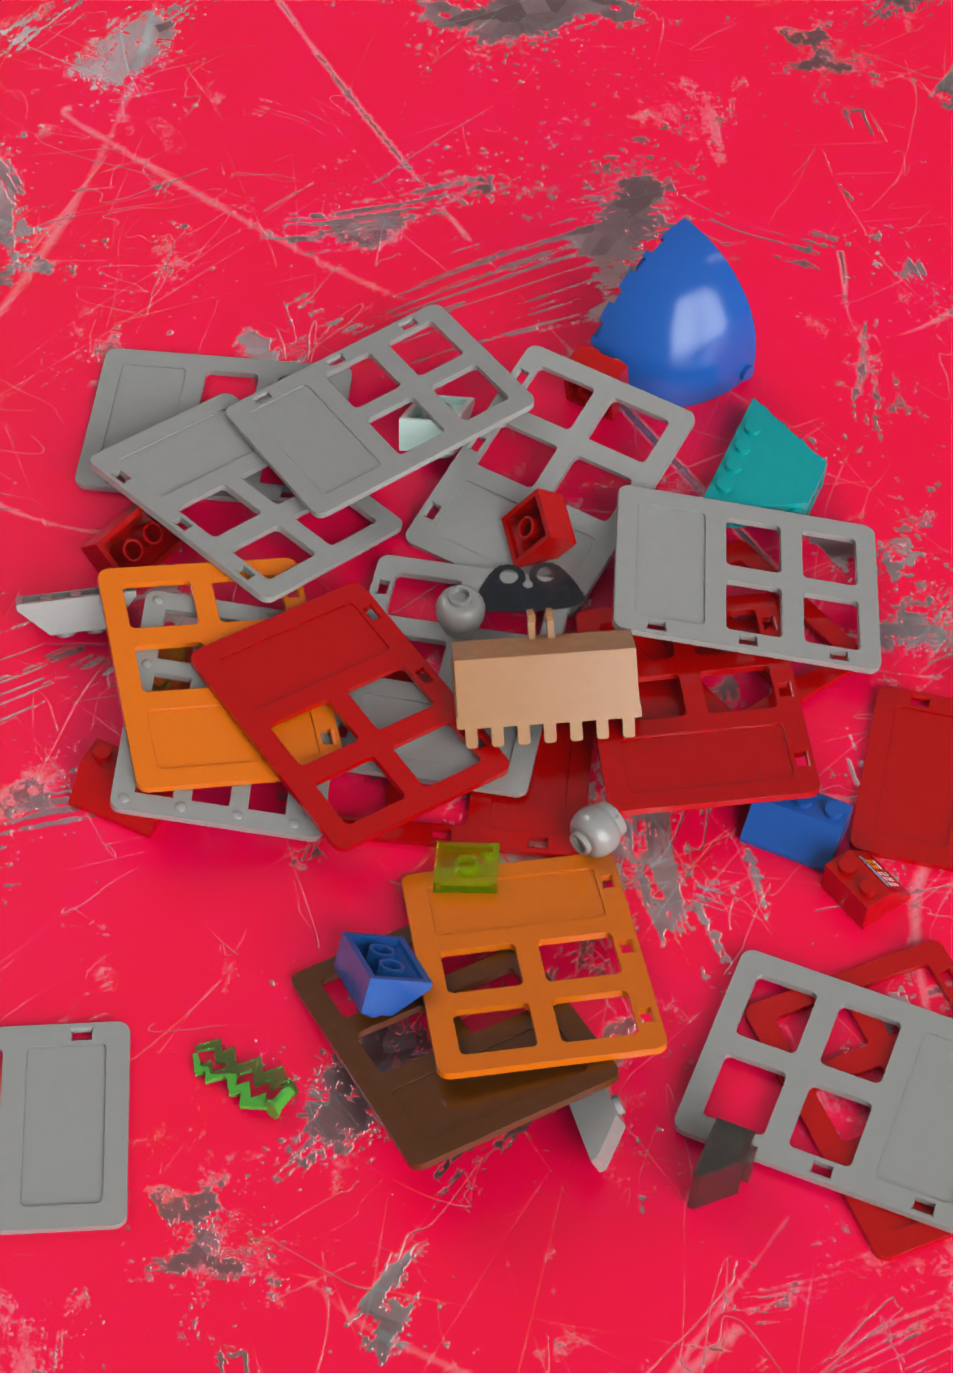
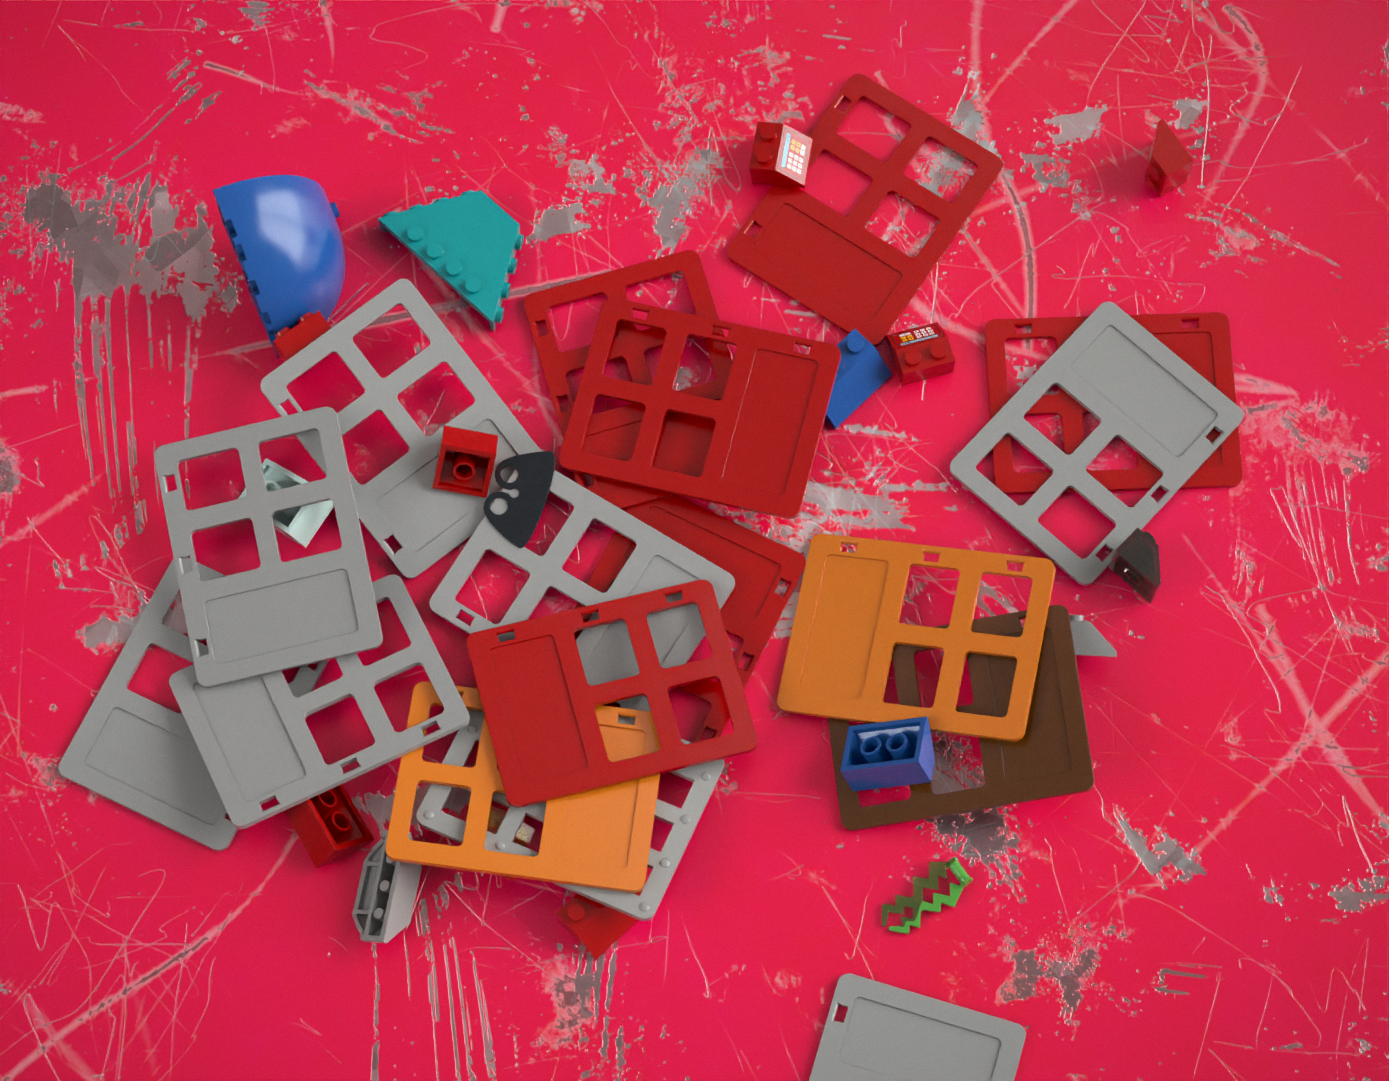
camera: 70 degrees left, 20 degrees up
(460, 611) = (533, 560): light grey piece -> none
(466, 867) = (792, 652): clear neon green tile -> none
(545, 683) = (649, 519): piece -> none
(597, 830) = (801, 536): light grey piece -> none
(677, 573) = (564, 363): light grey door -> none

